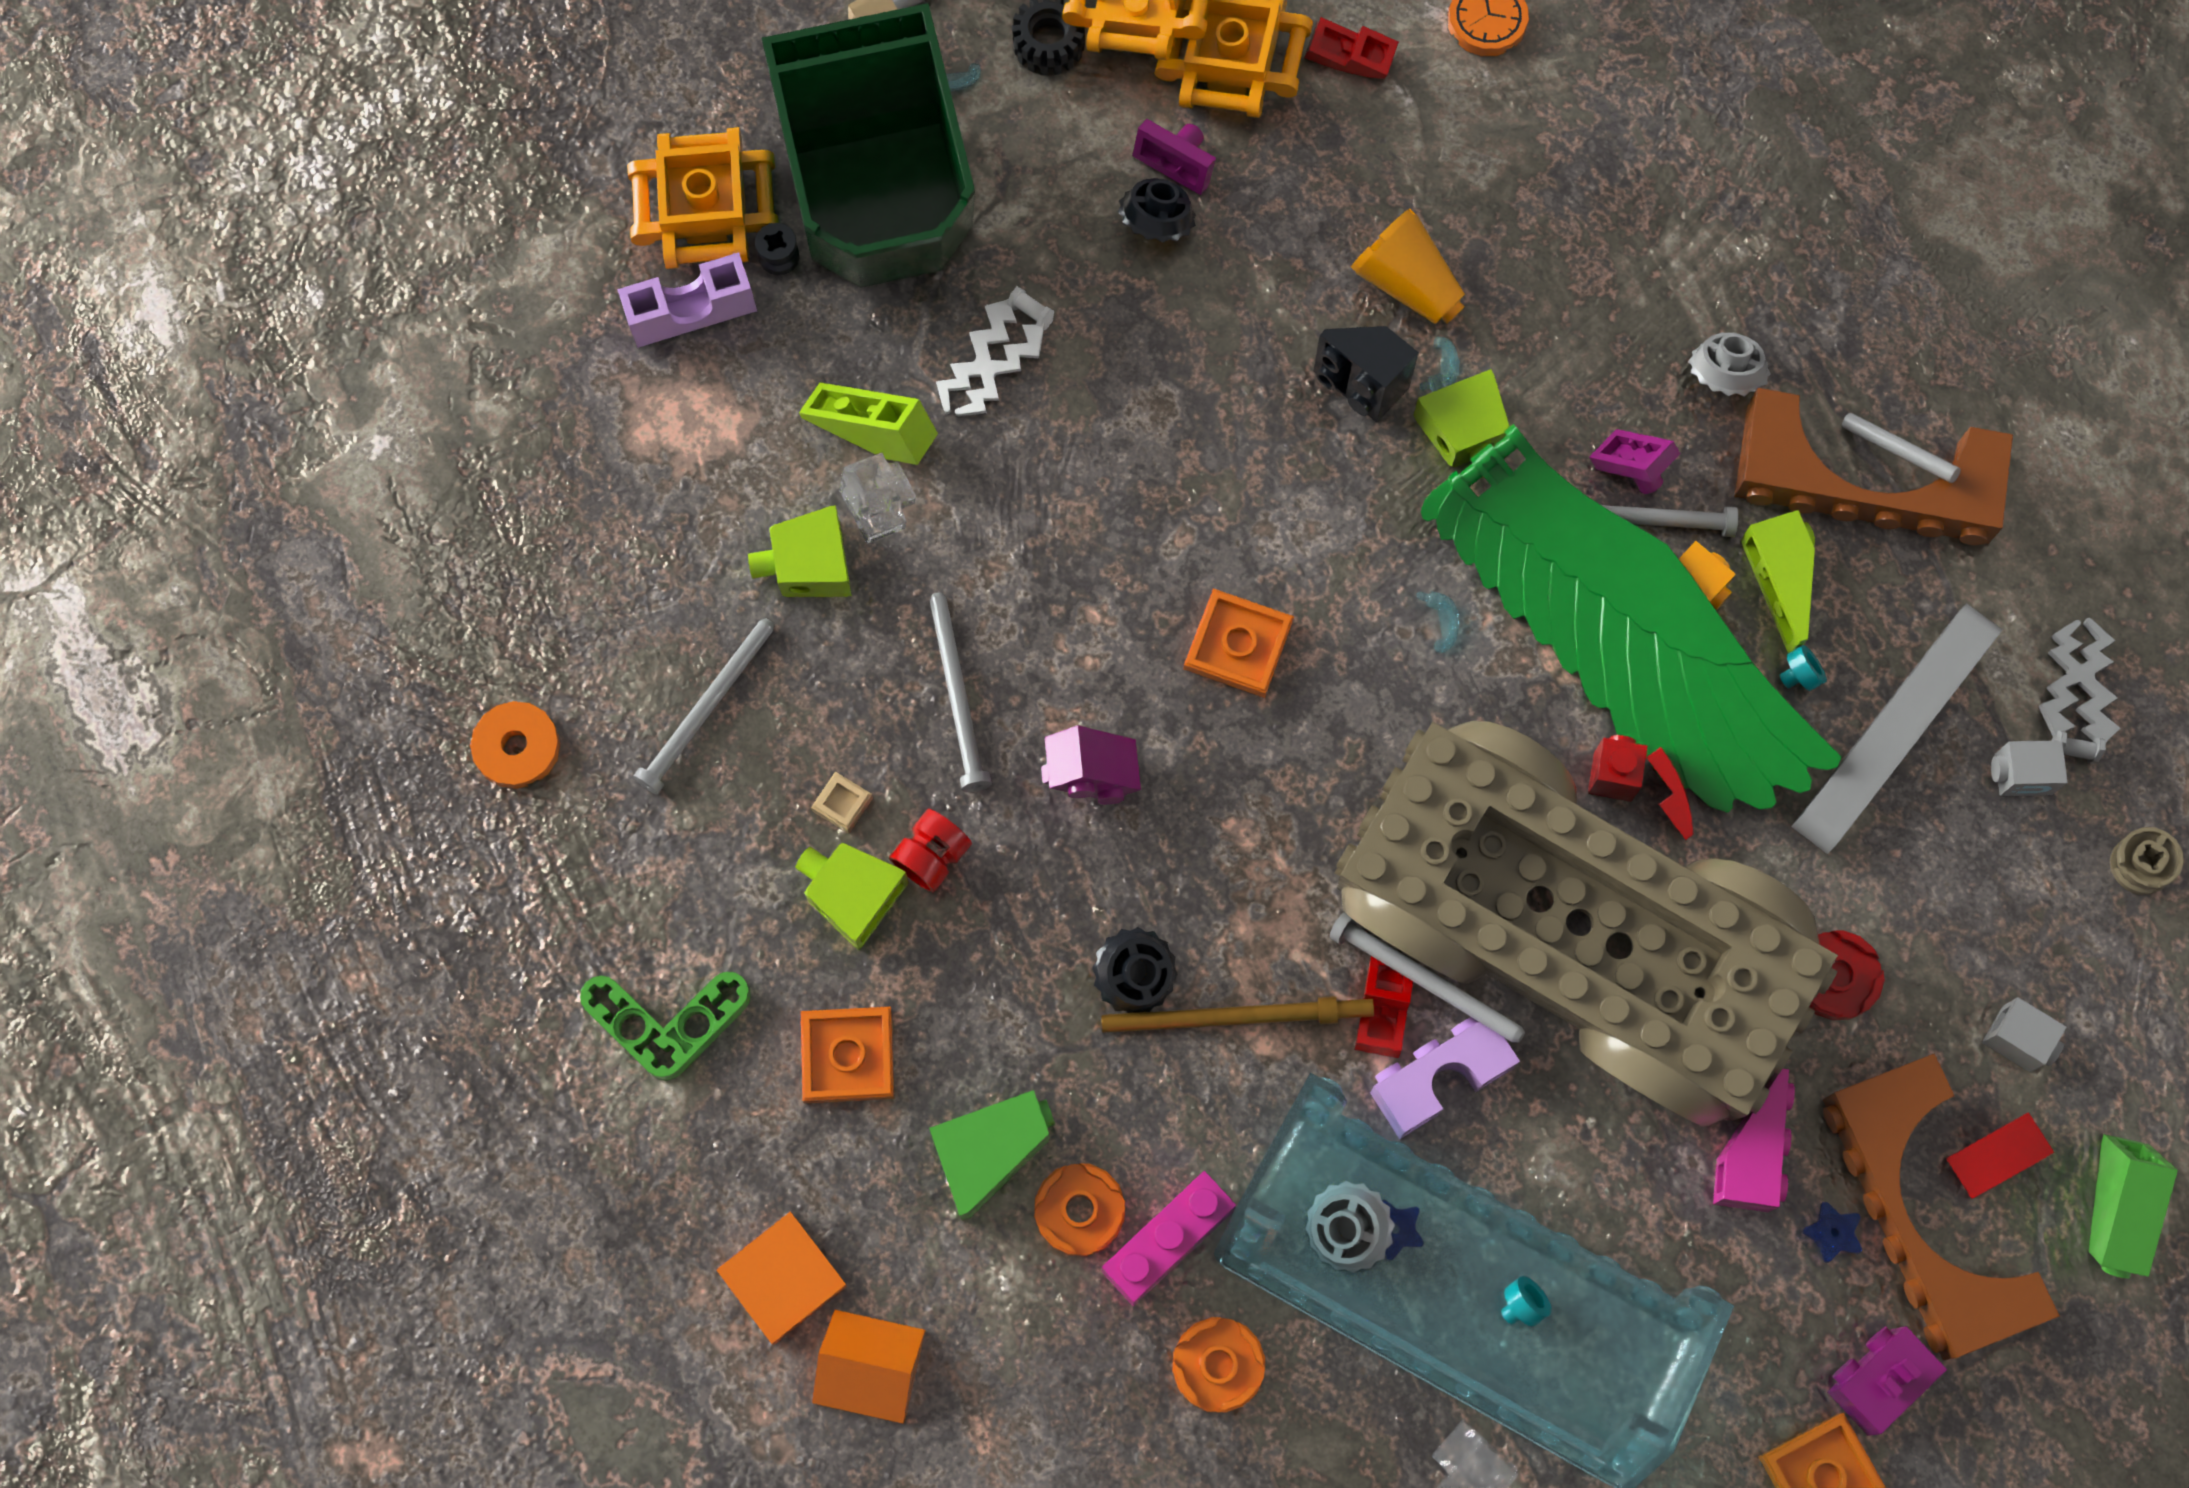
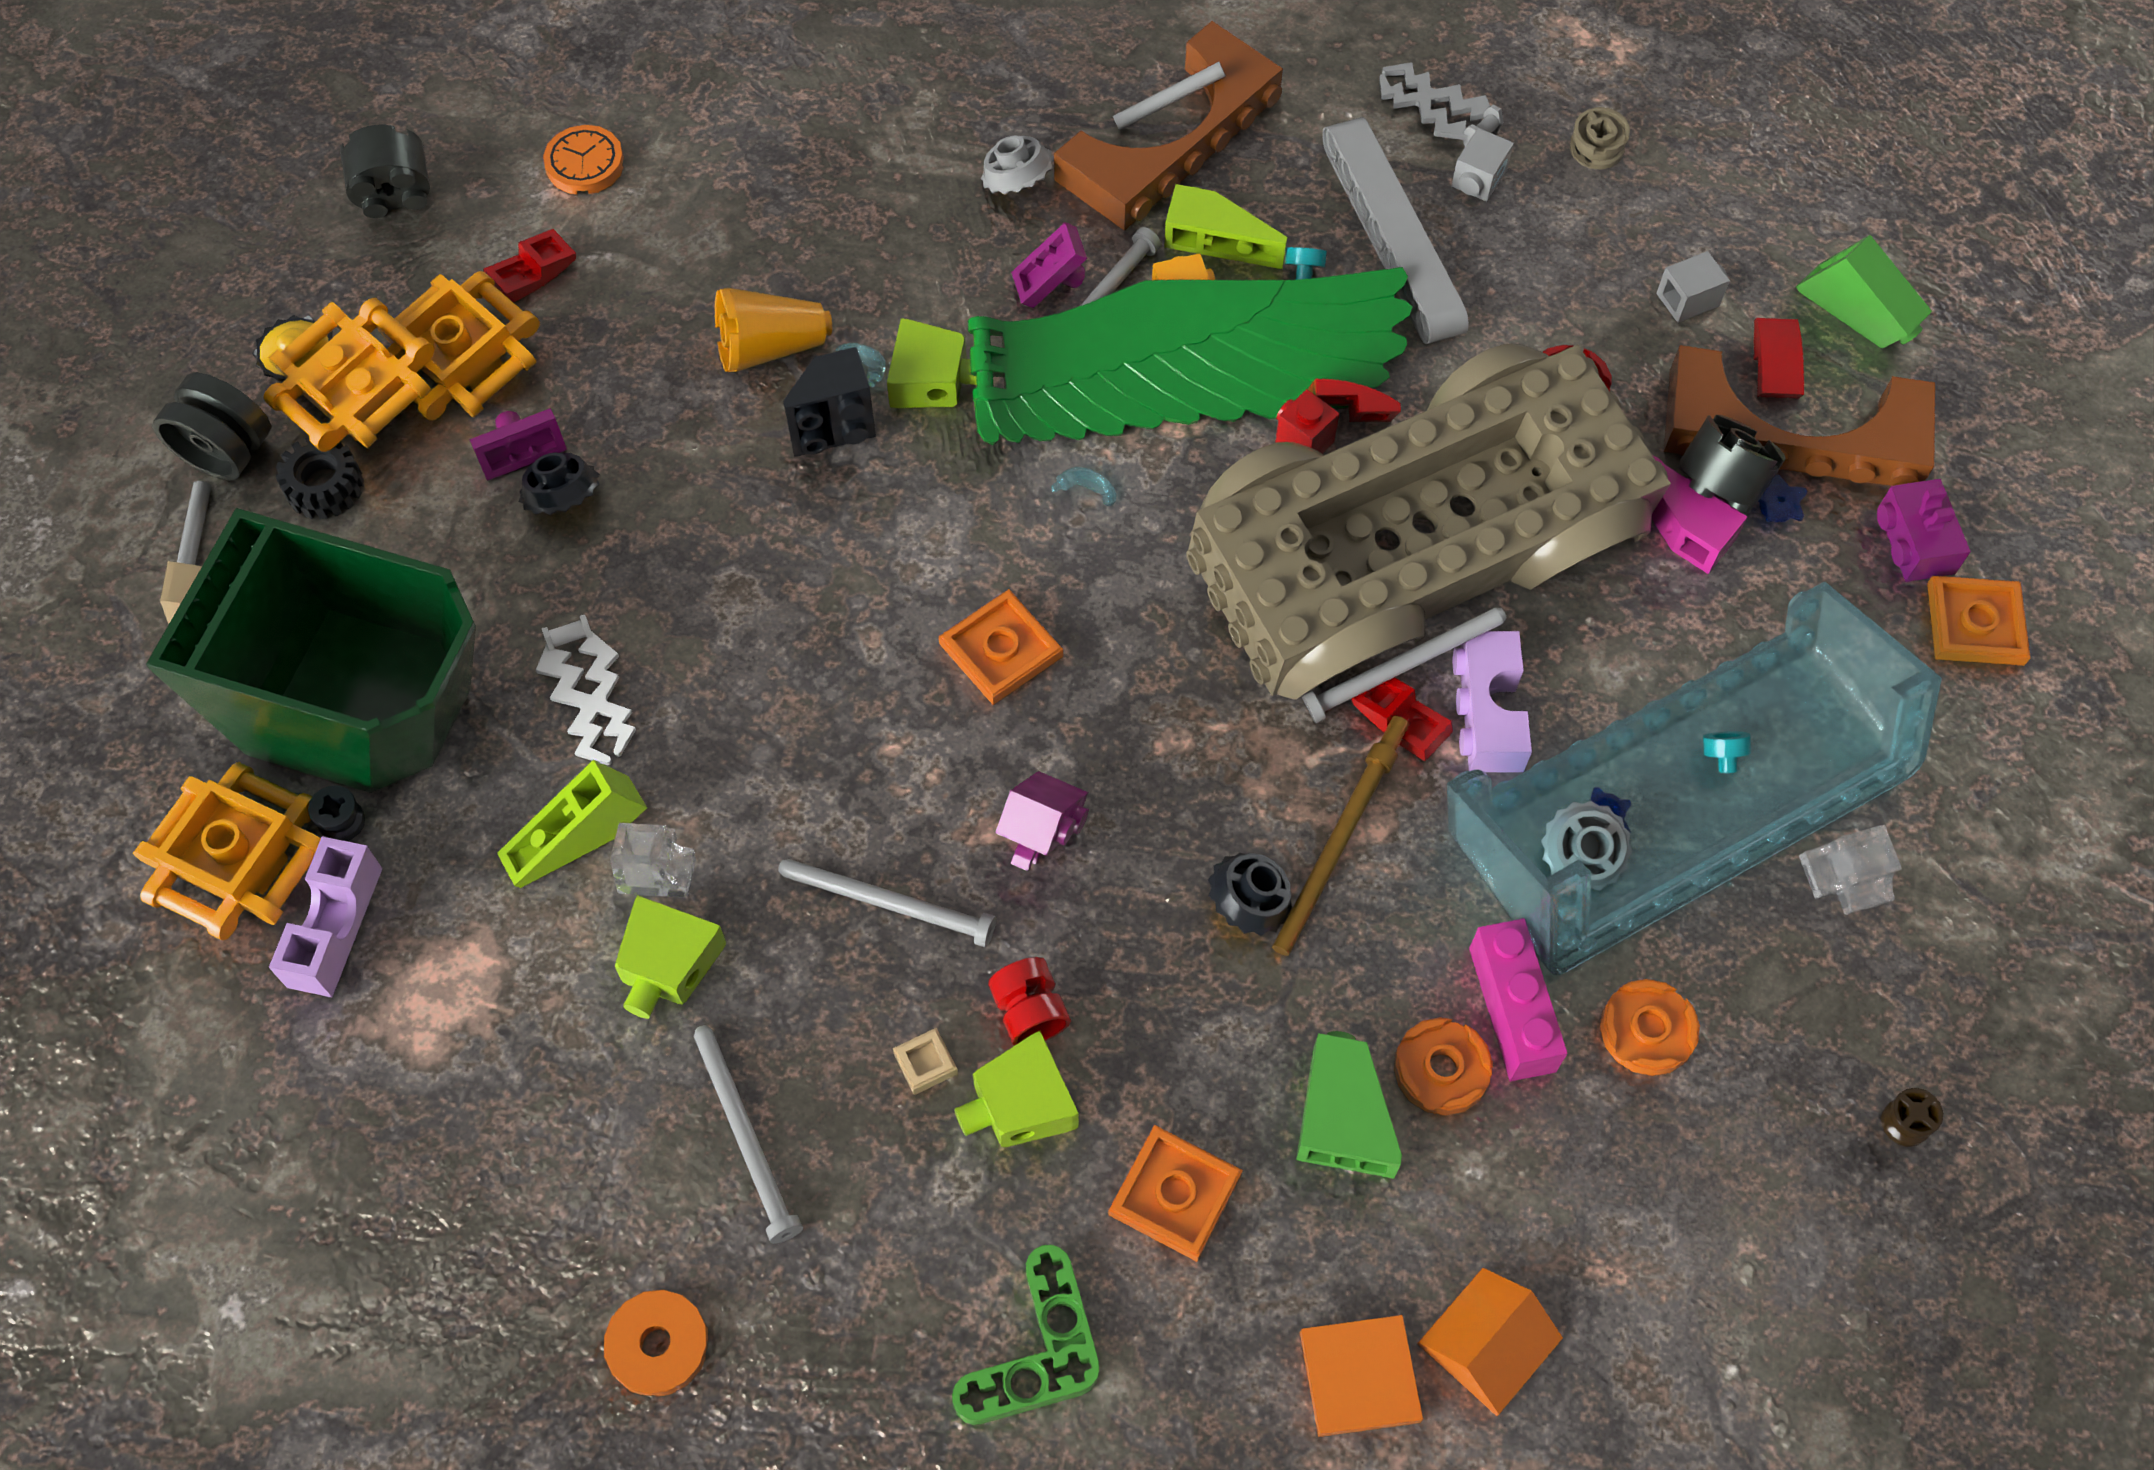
camera: 60 degrees left, 10 degrees down
(1824, 1161) = (1730, 462): none -> pearl dark grey brick

